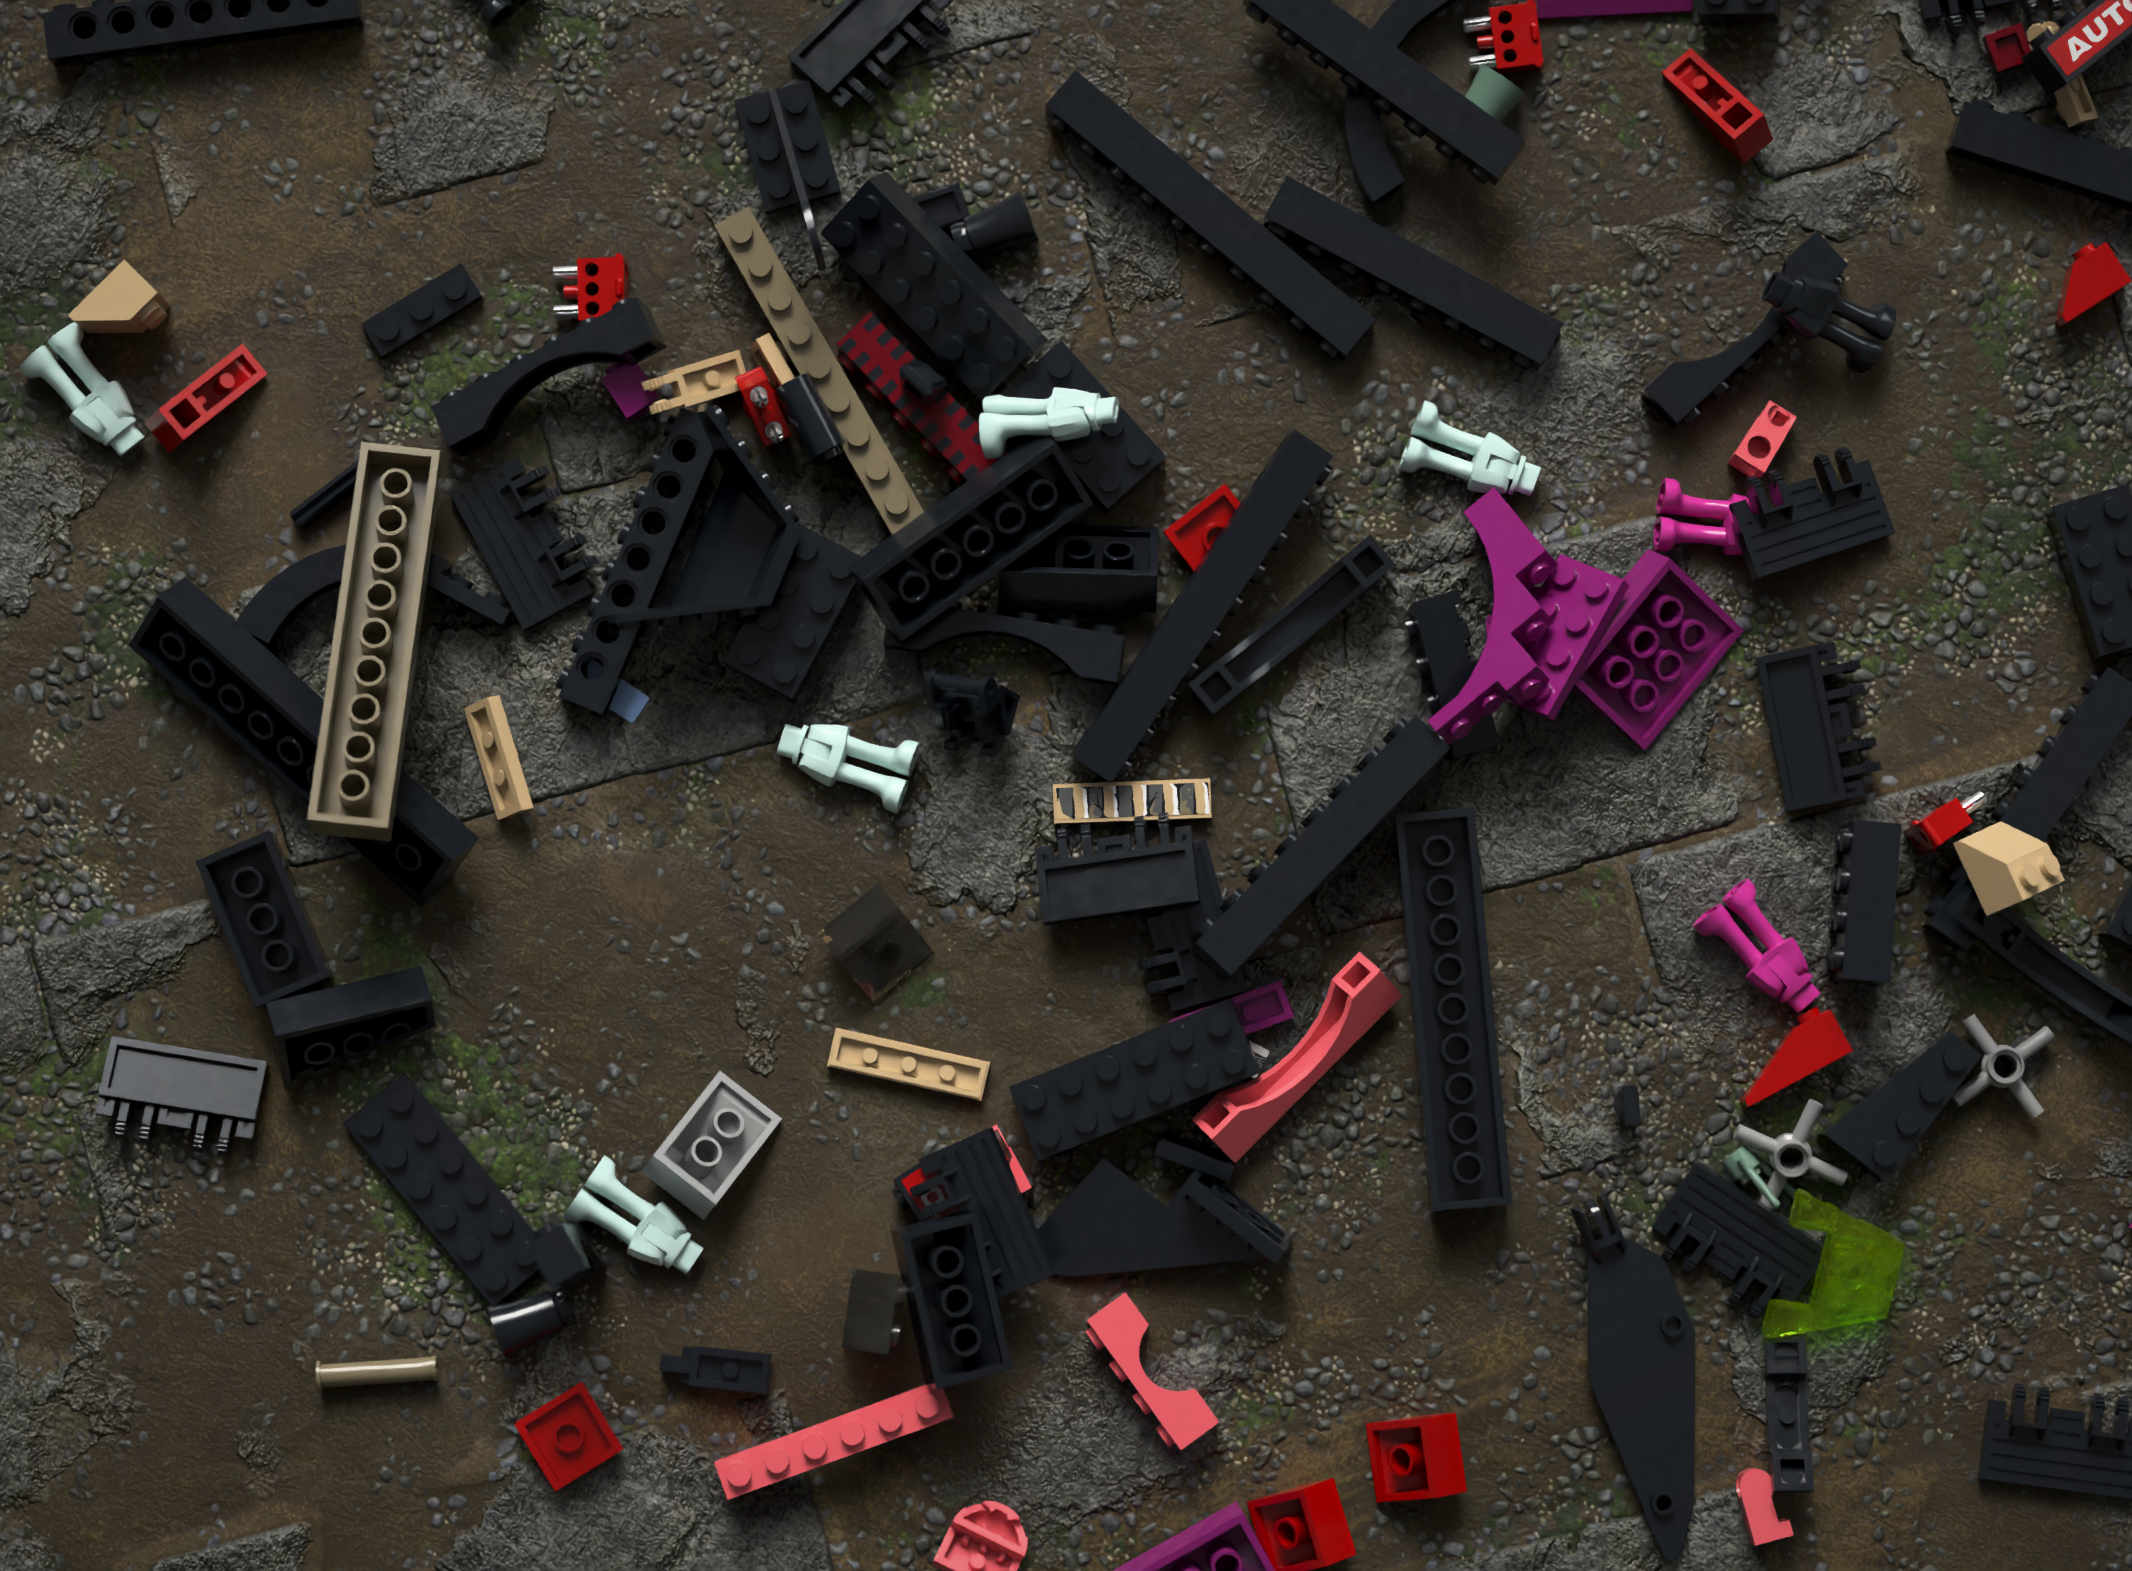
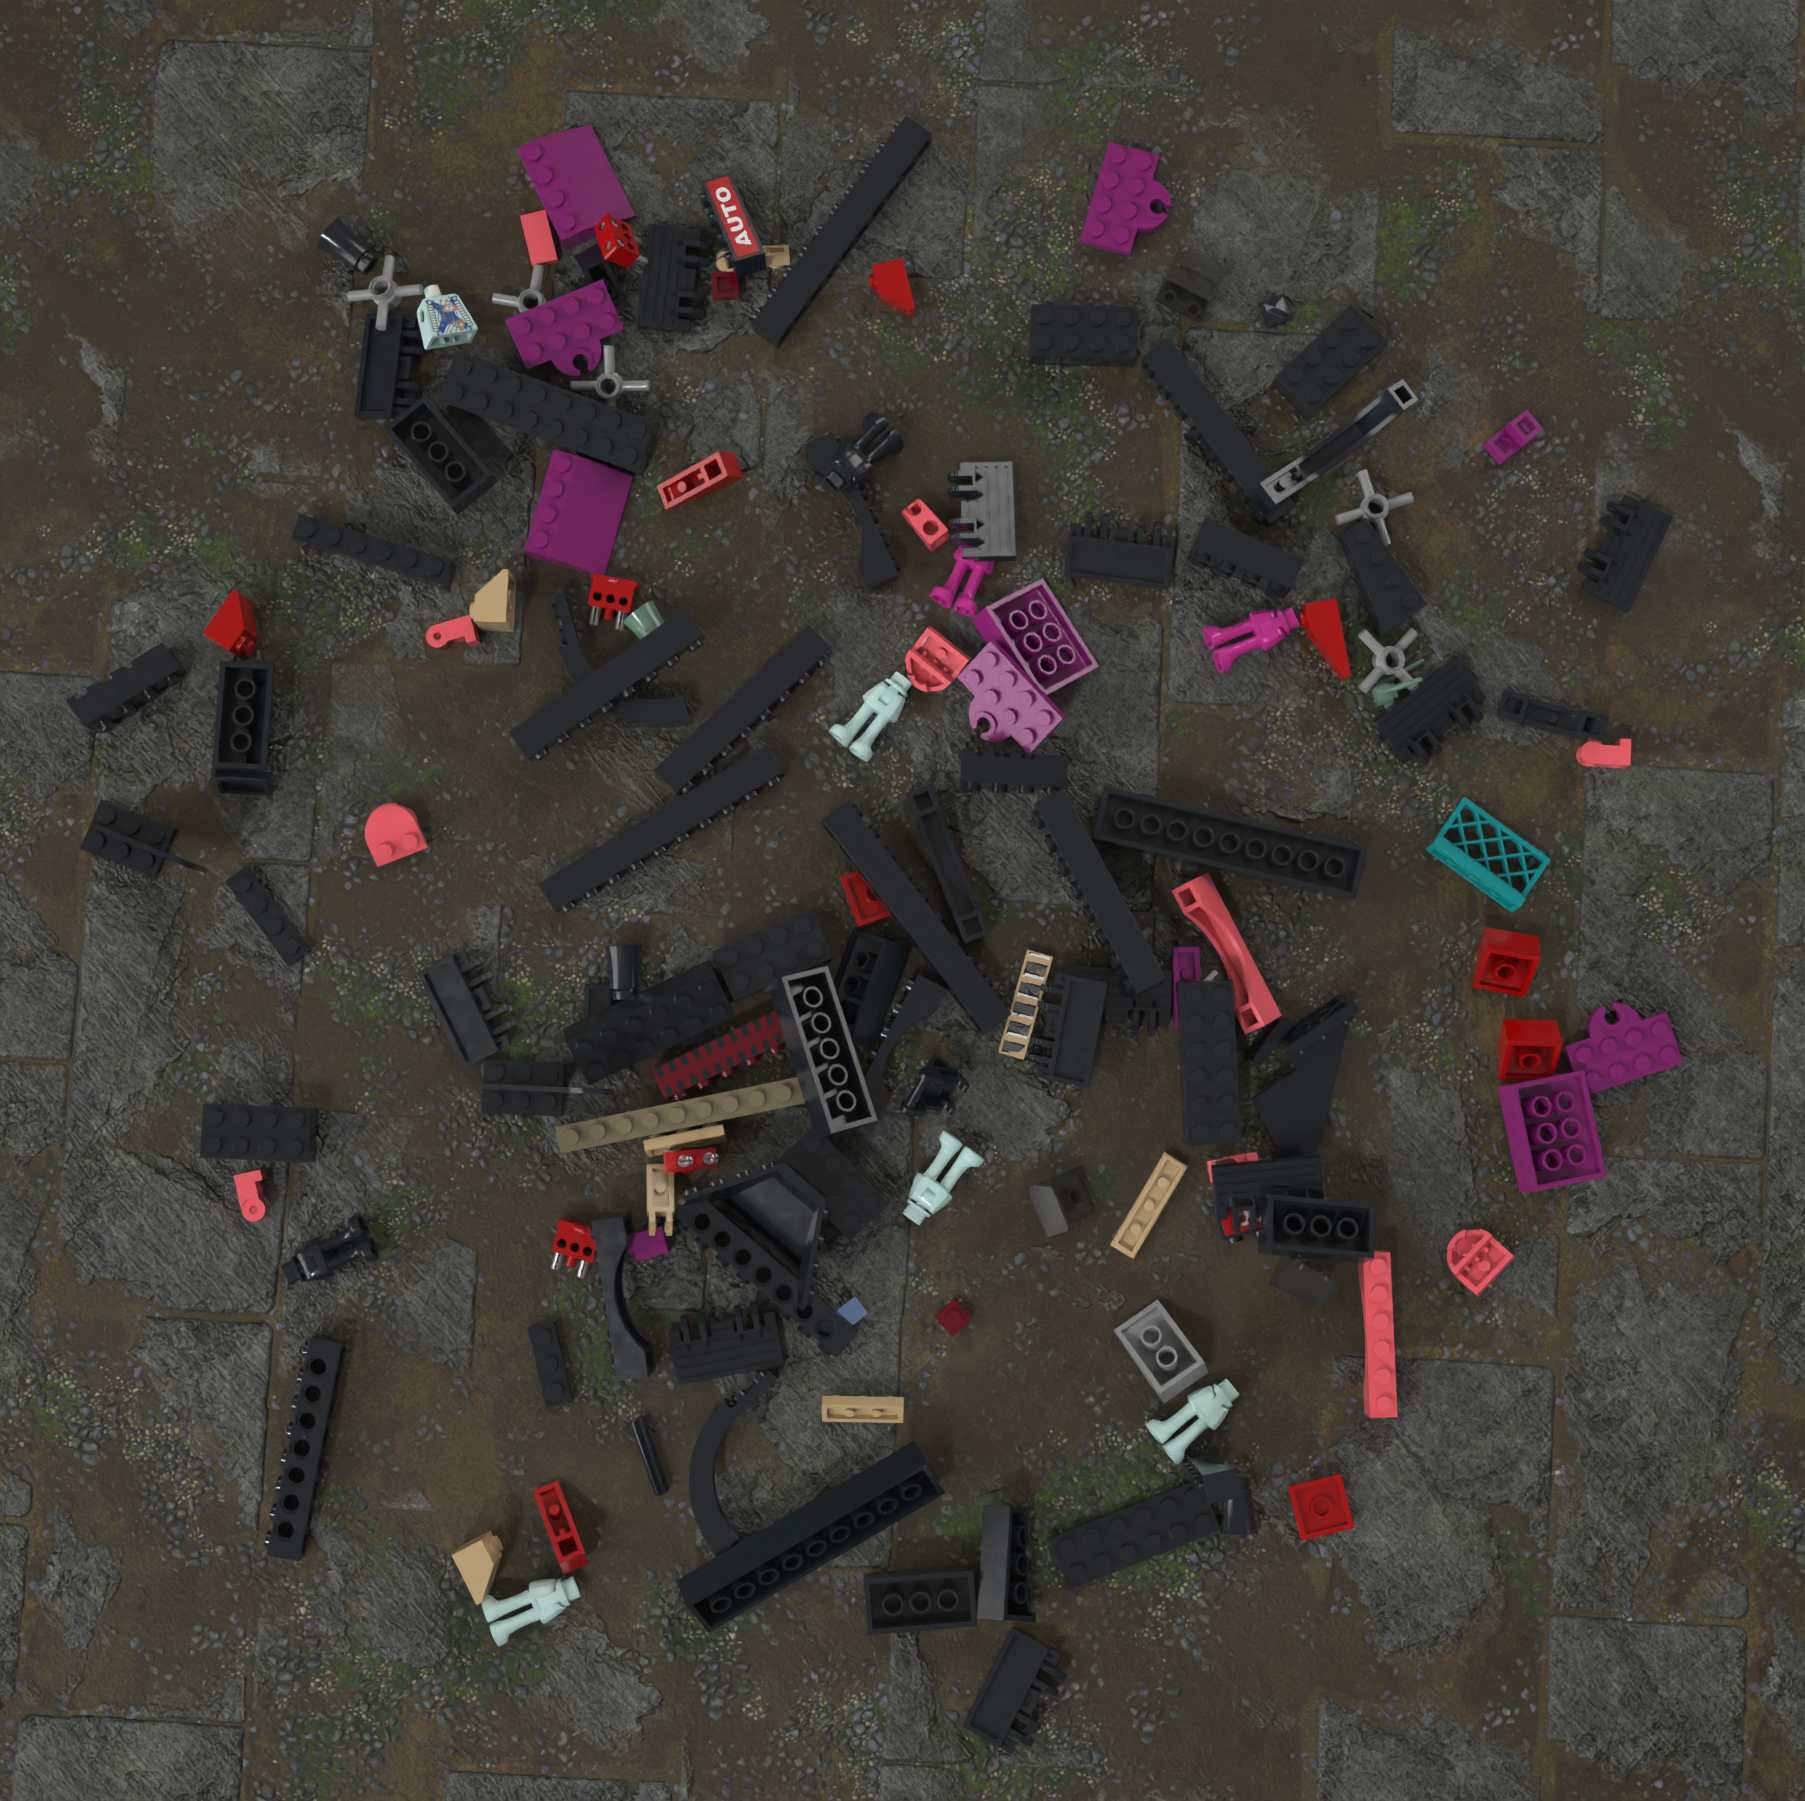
camera: 70 degrees left, 0 degrees up
(375, 642) = (764, 1469): dark tan brick -> none
(376, 1372) = (1238, 1621): dark tan pin -> none
(665, 842) = (953, 1317): none -> dark red plate
(720, 1368) = (1307, 1393): black hinge -> none
(810, 419) = (710, 1132): black brick -> none
(922, 382) = (710, 1050): black slope -> none
(1064, 416) = (764, 966): light aqua piece -> none
(1181, 1413) = (1429, 1103): coral arch -> none
(1517, 619) = (992, 716): magenta arch -> none
(1527, 1384) = (1480, 875): none -> teal fence
(1571, 516) = (934, 662): none -> coral slope
(1627, 1105) = (1323, 752): black tile -> none
(1642, 1369) = (1493, 799): black wing -> none
(1852, 1277) = (1477, 646): clear neon green wing -> none
(1942, 823) = (1209, 492): red piece -> none
(2007, 866) = (1254, 459): tan slope -> none

